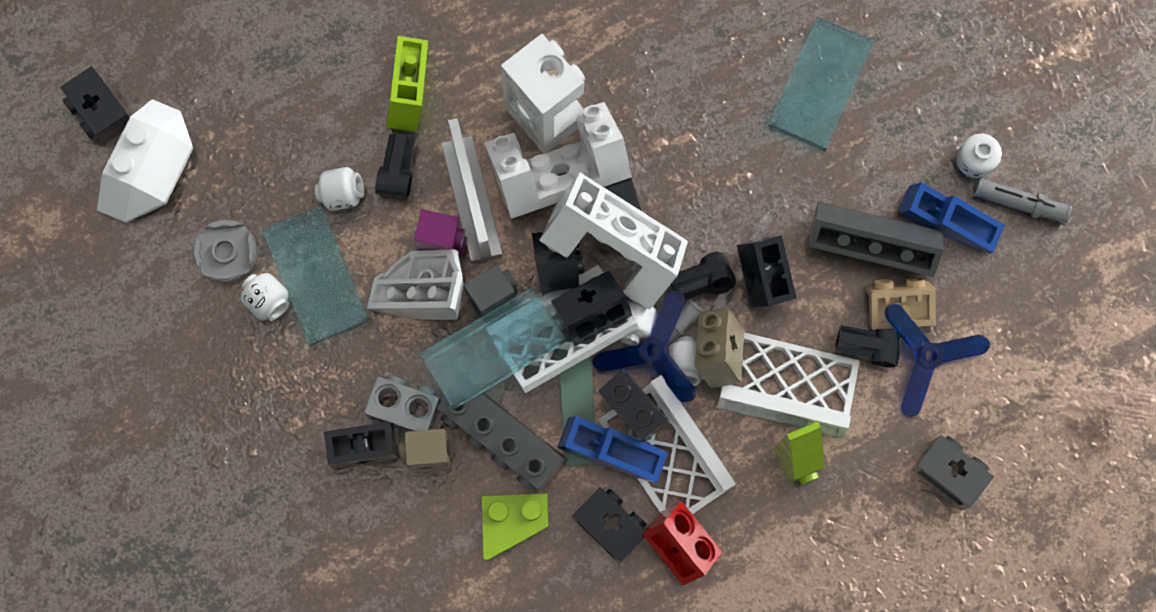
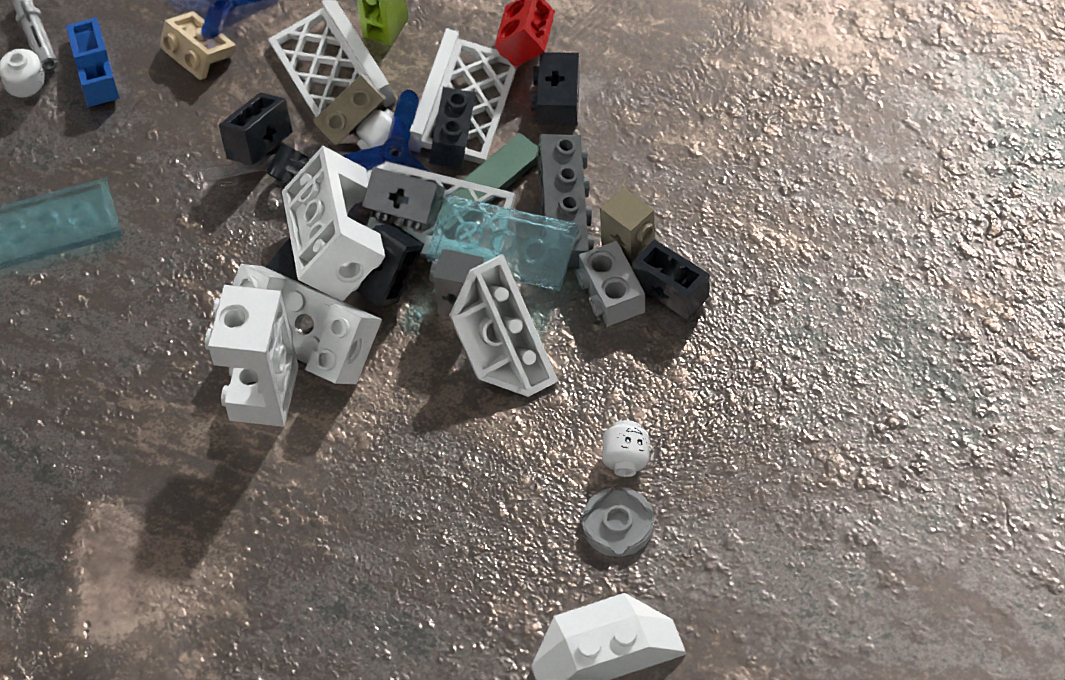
camera: 125 degrees left, 20 degrees down
(315, 276) = (568, 440): clear light blue tile -> none
(339, 189) = (478, 474): white head -> none
(396, 175) = (424, 446): black piece -> none
(407, 84) = (335, 500): lime slope -> none
(439, 232) = (448, 358): magenta brick -> none
(471, 196) = (388, 369): white fence -> none
(511, 520) = (622, 155): lime wing -> none
(612, 449) = (501, 125): blue slope -> none
(876, 239) = (158, 86): dark grey brick -> none
(877, 346) = (248, 34): black piece -> none

